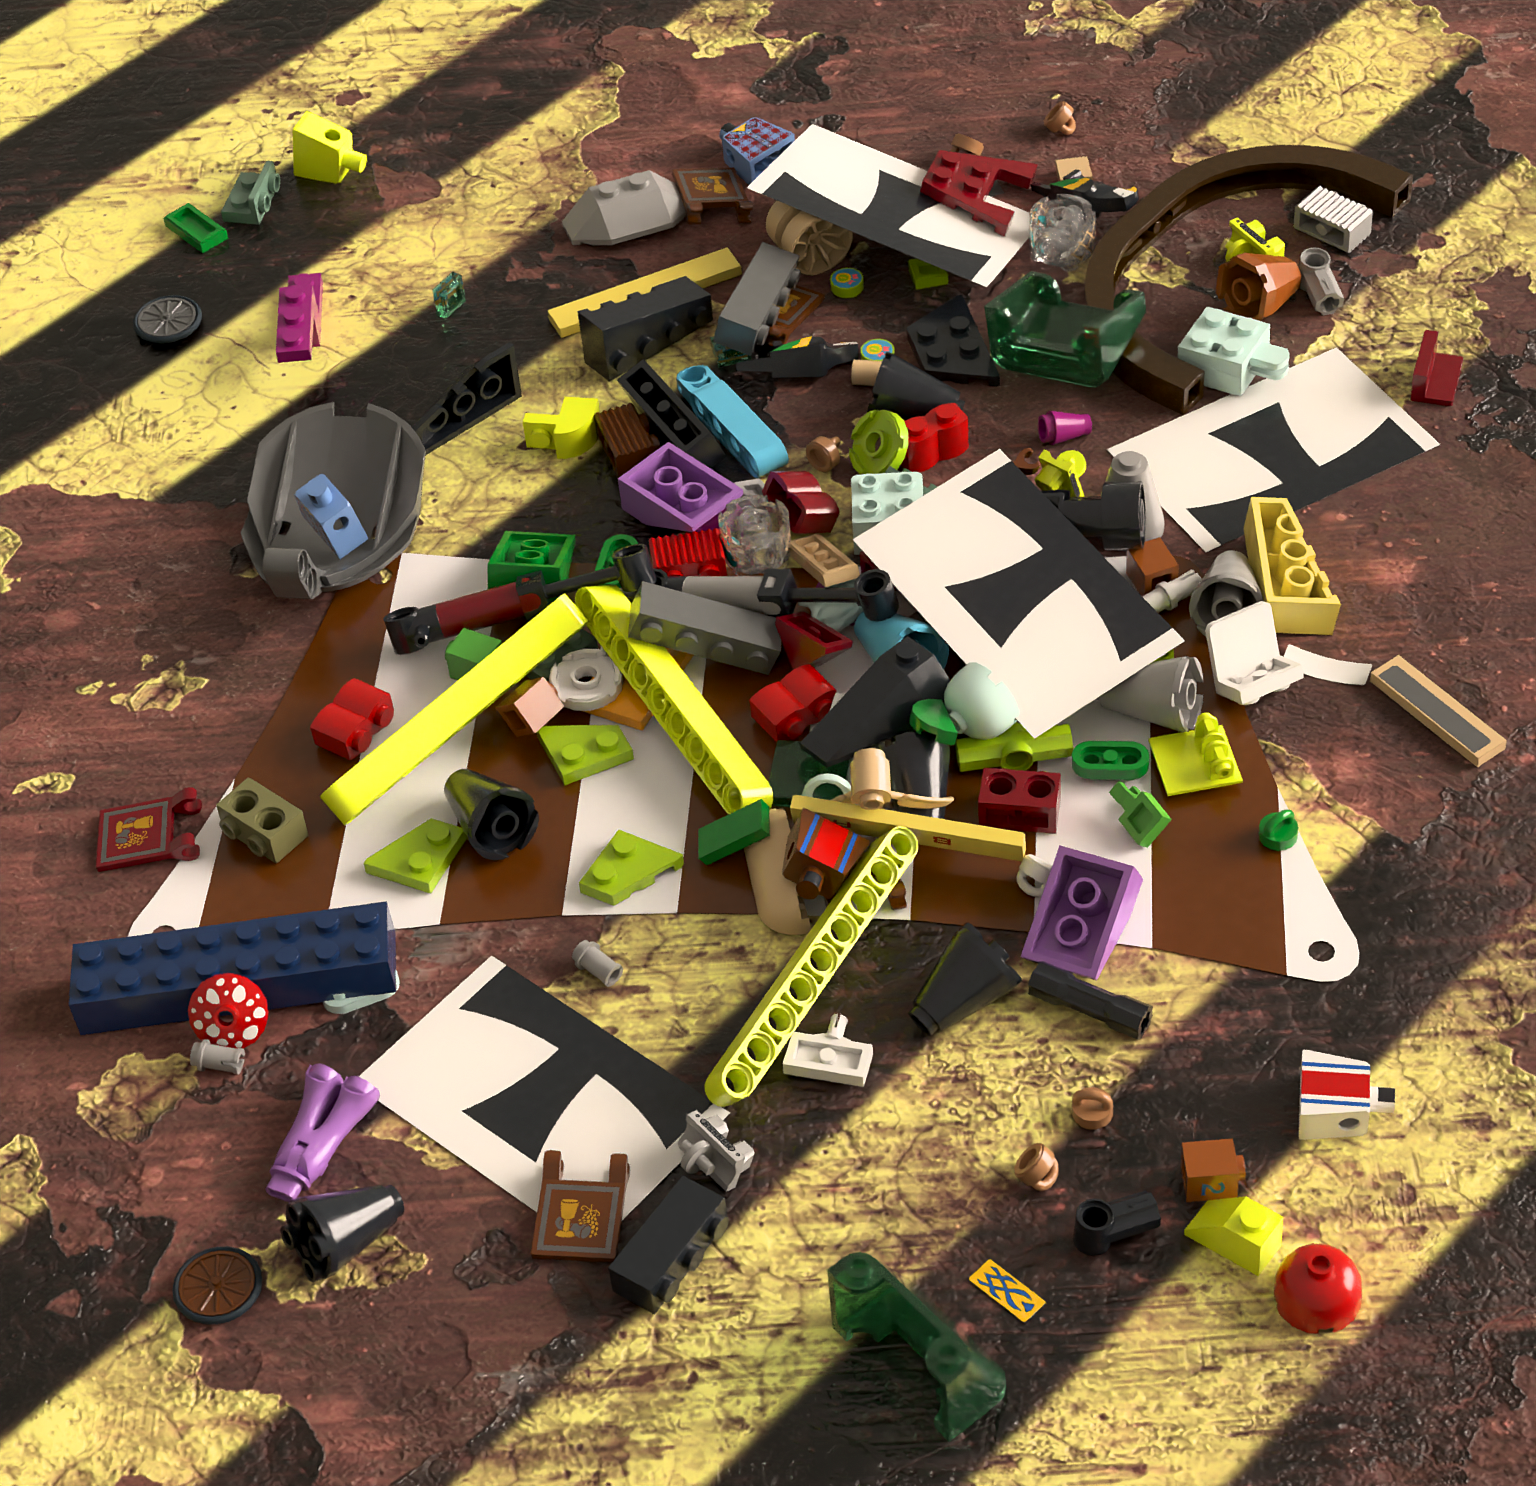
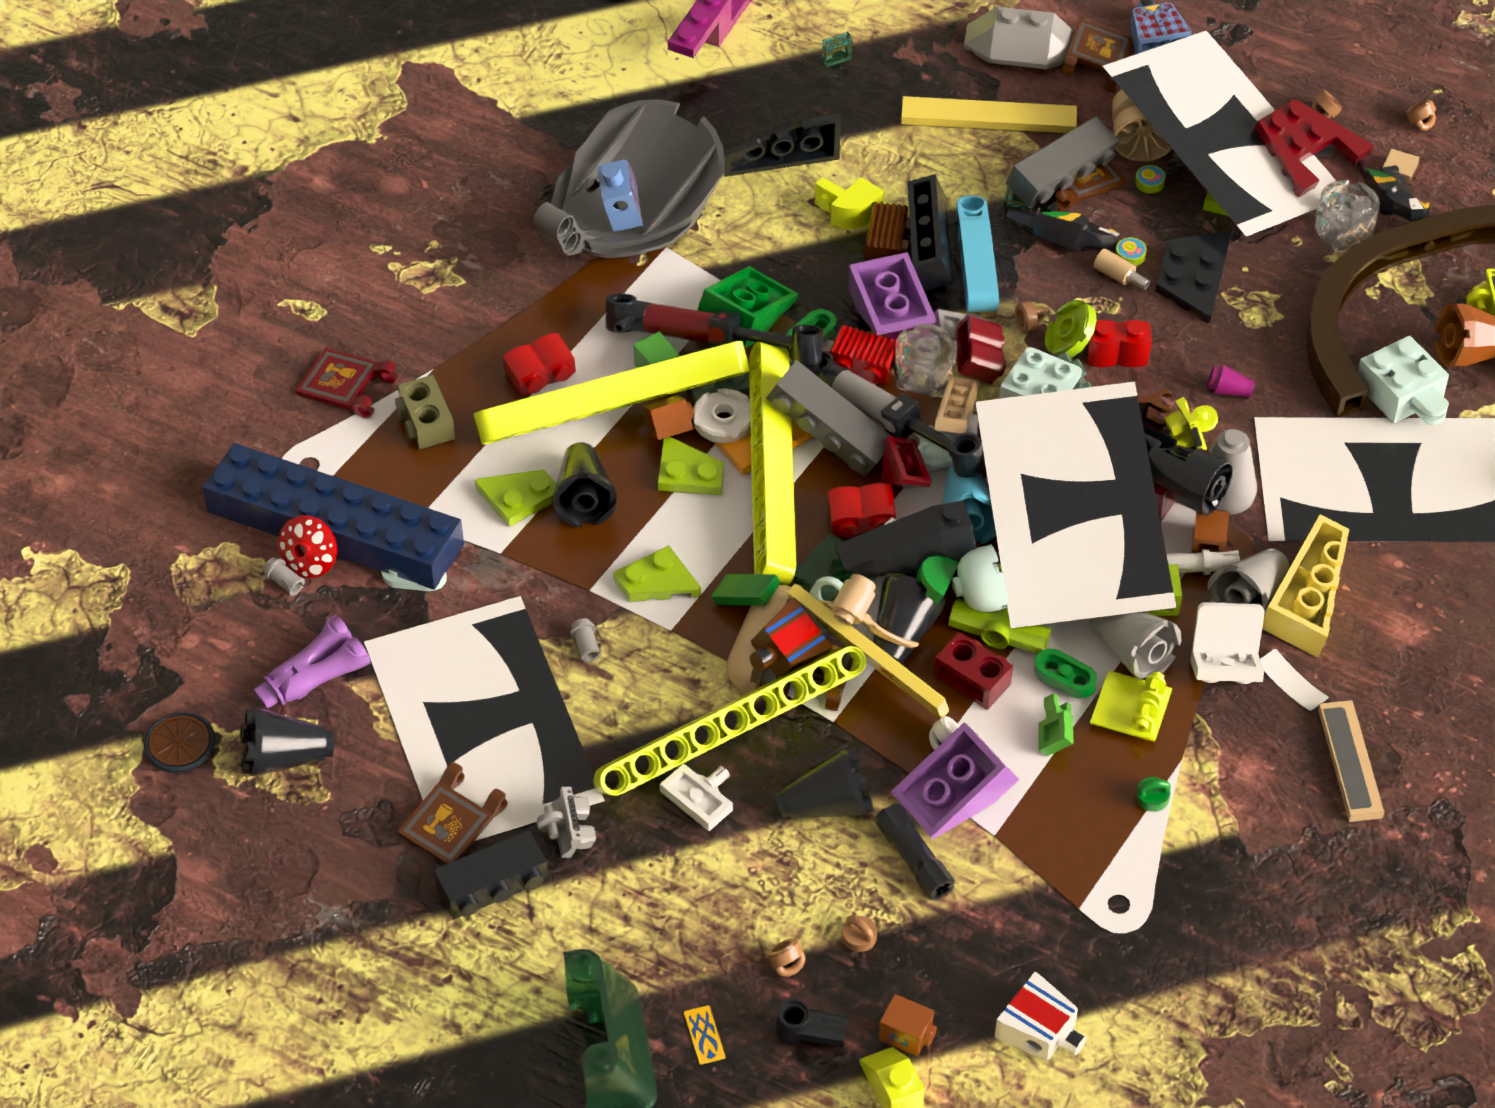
camera: 25 degrees right, 5 degrees up
(642, 325) = (963, 143): black wedge -> none
(909, 390) = (1124, 297): black cone -> none
(1057, 338) = (1274, 303): clear green windscreen -> none

